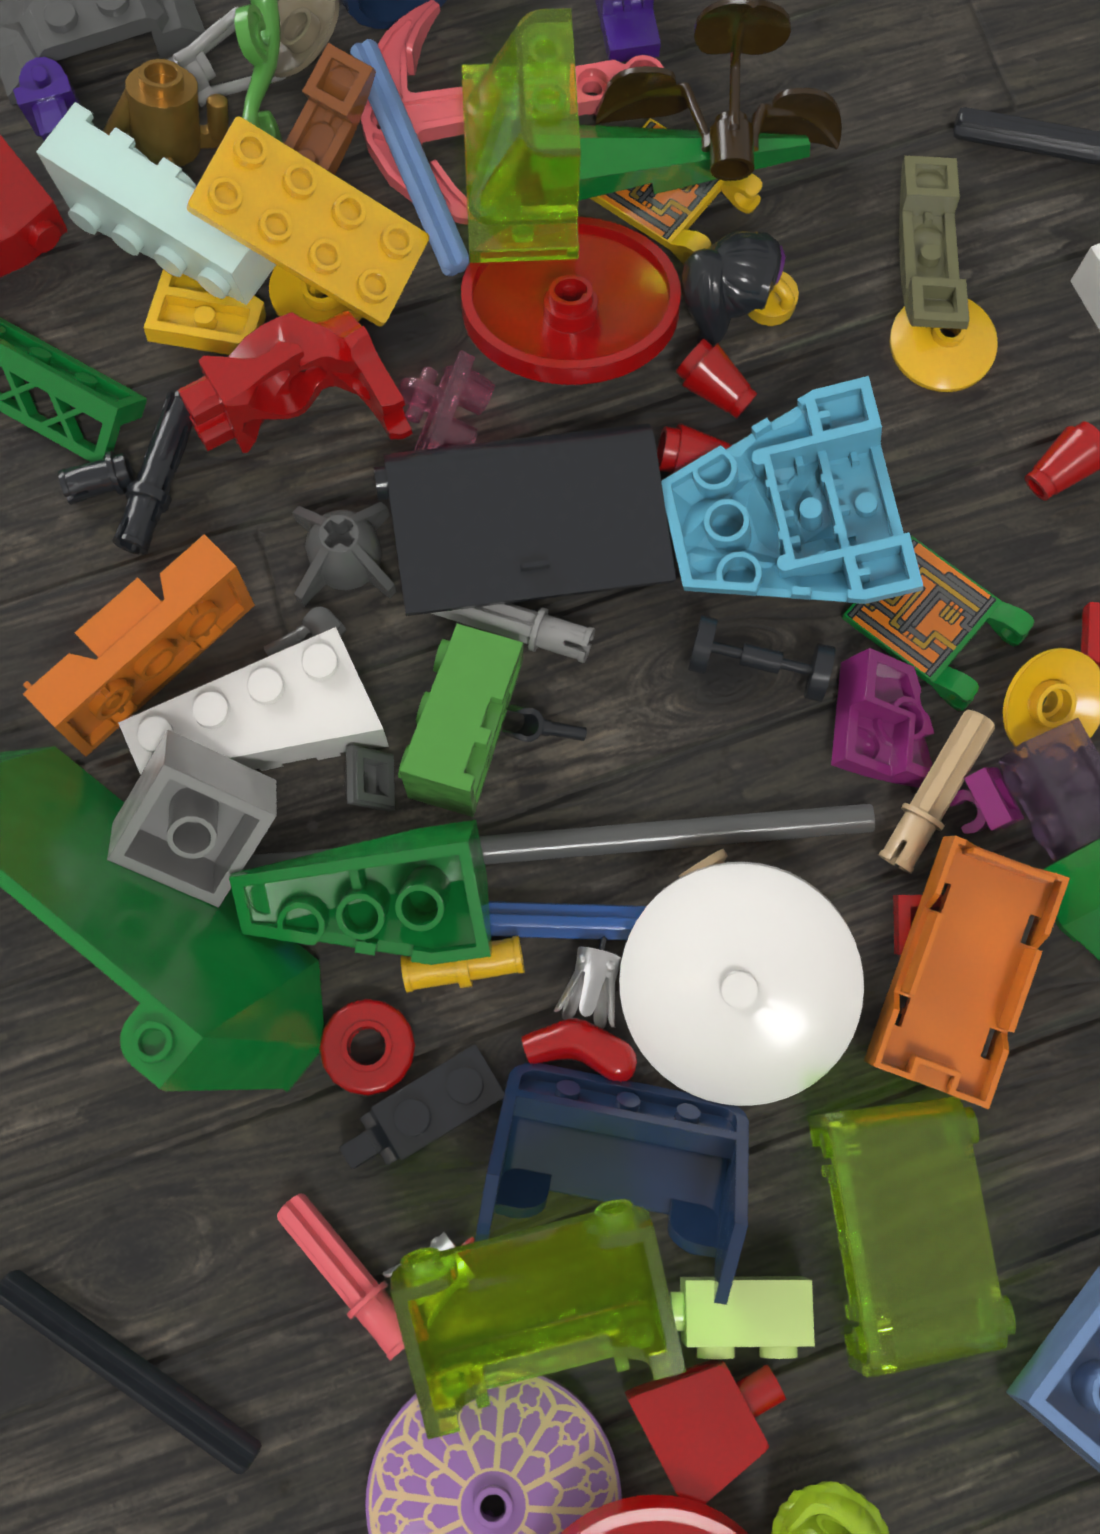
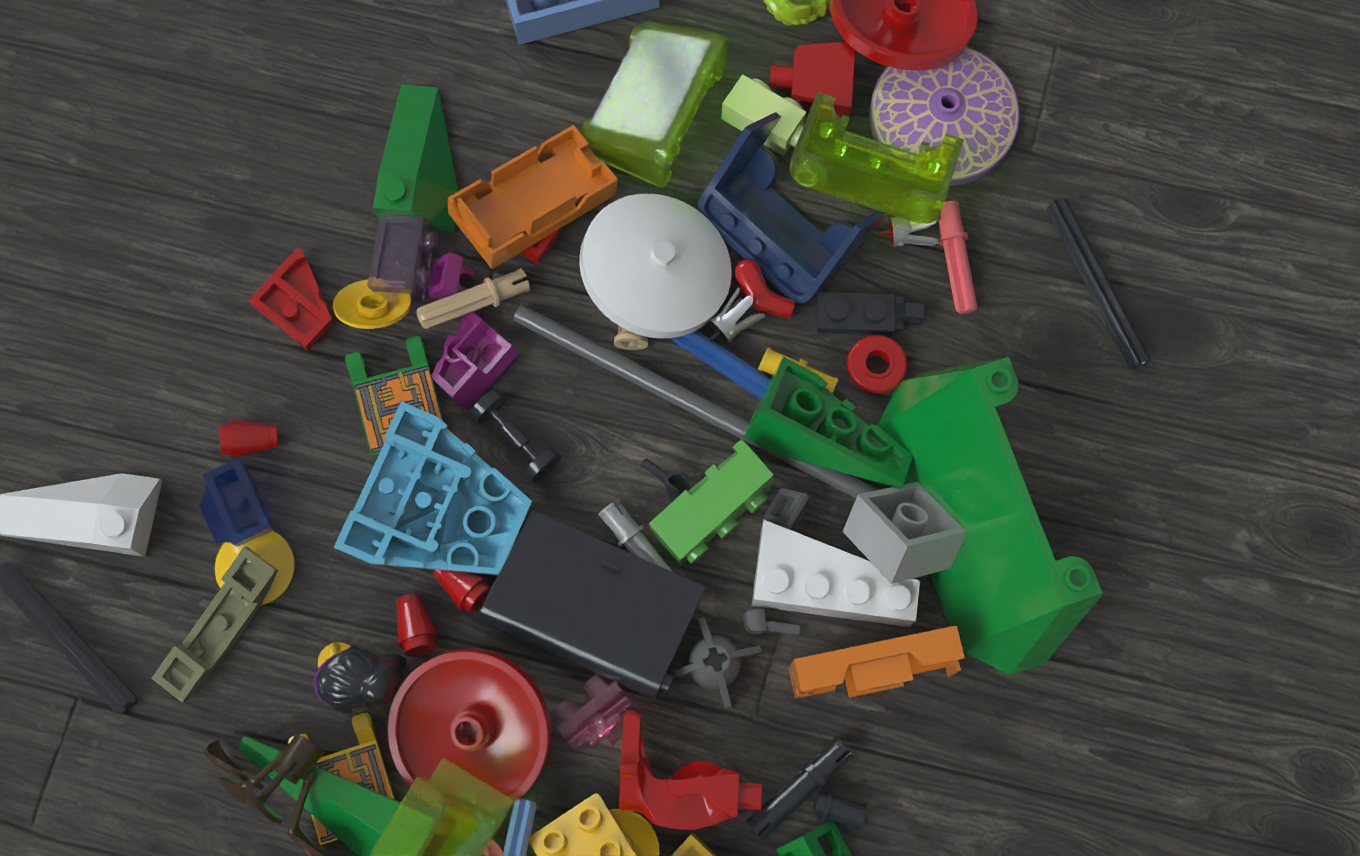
camera: 145 degrees left, 0 degrees up
(1016, 385) = (234, 505): none -> clear blue slope

